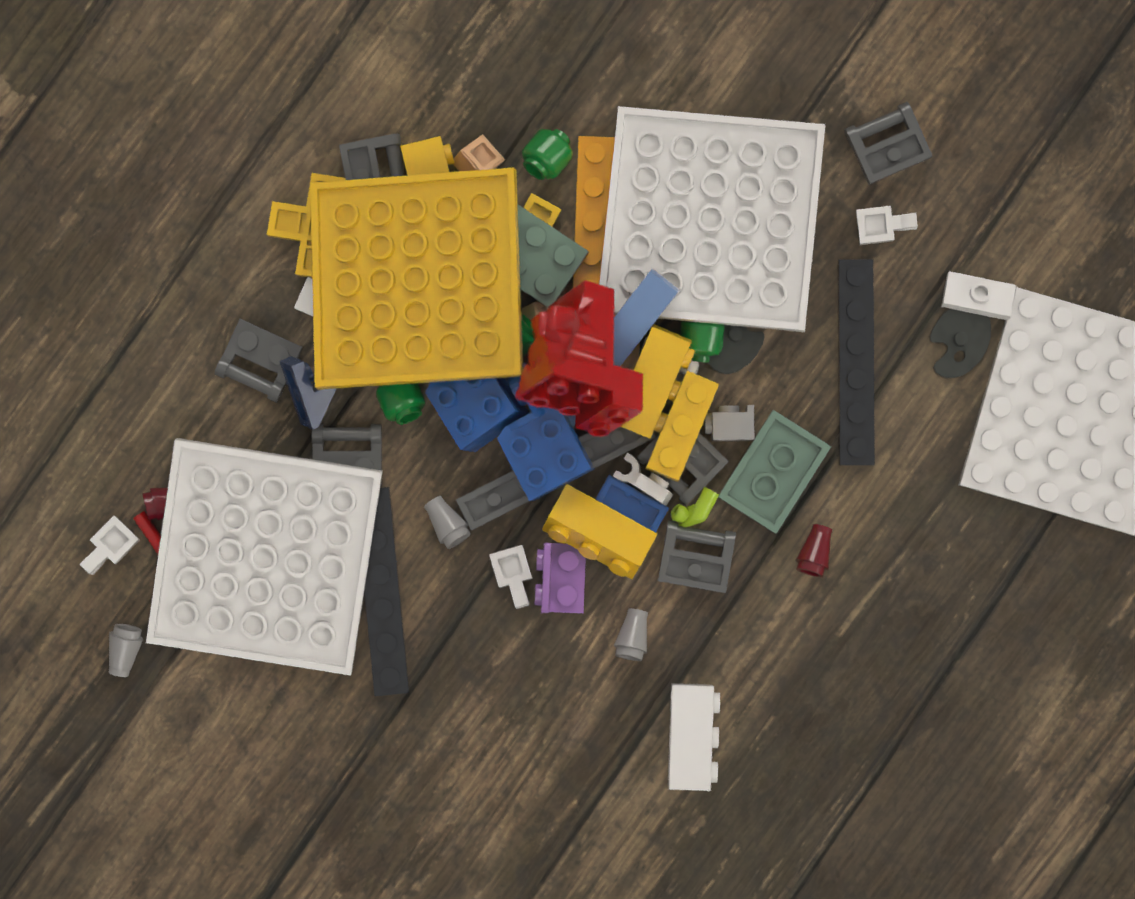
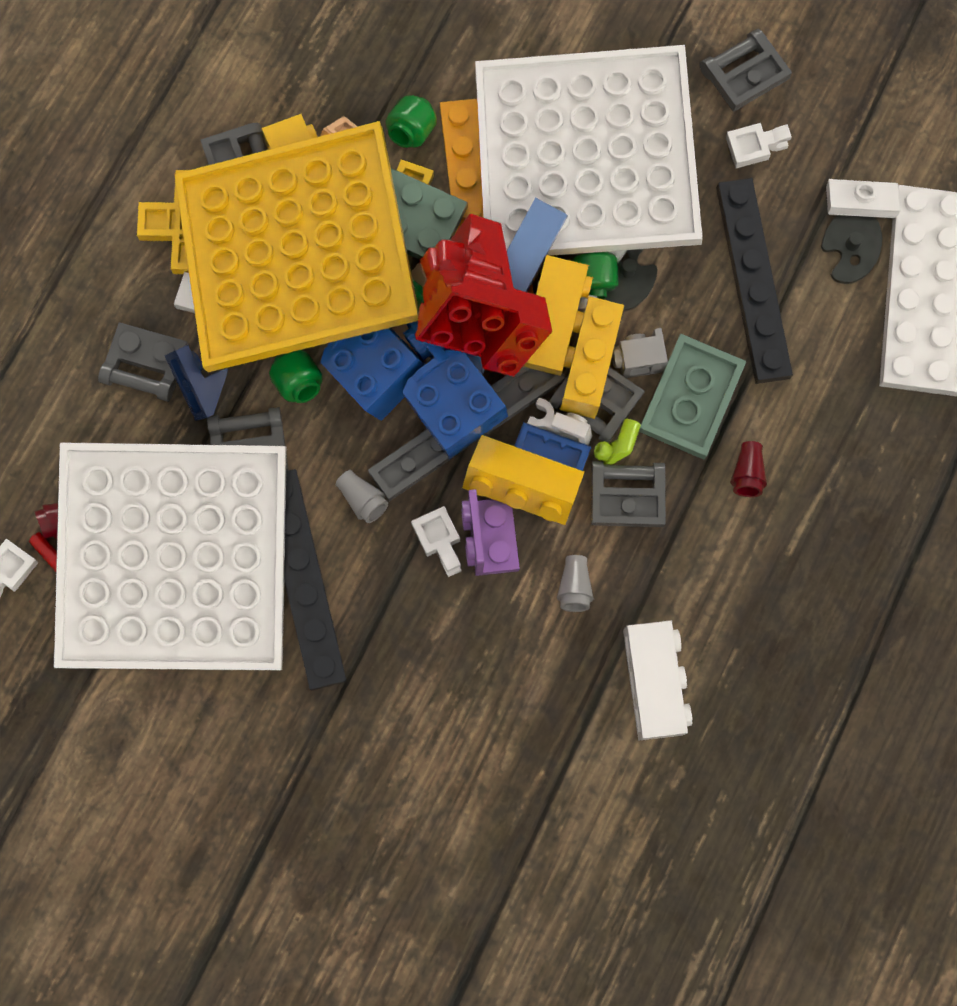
camera: 20 degrees left, 10 degrees down
(123, 648) = (31, 679): light grey cone -> none

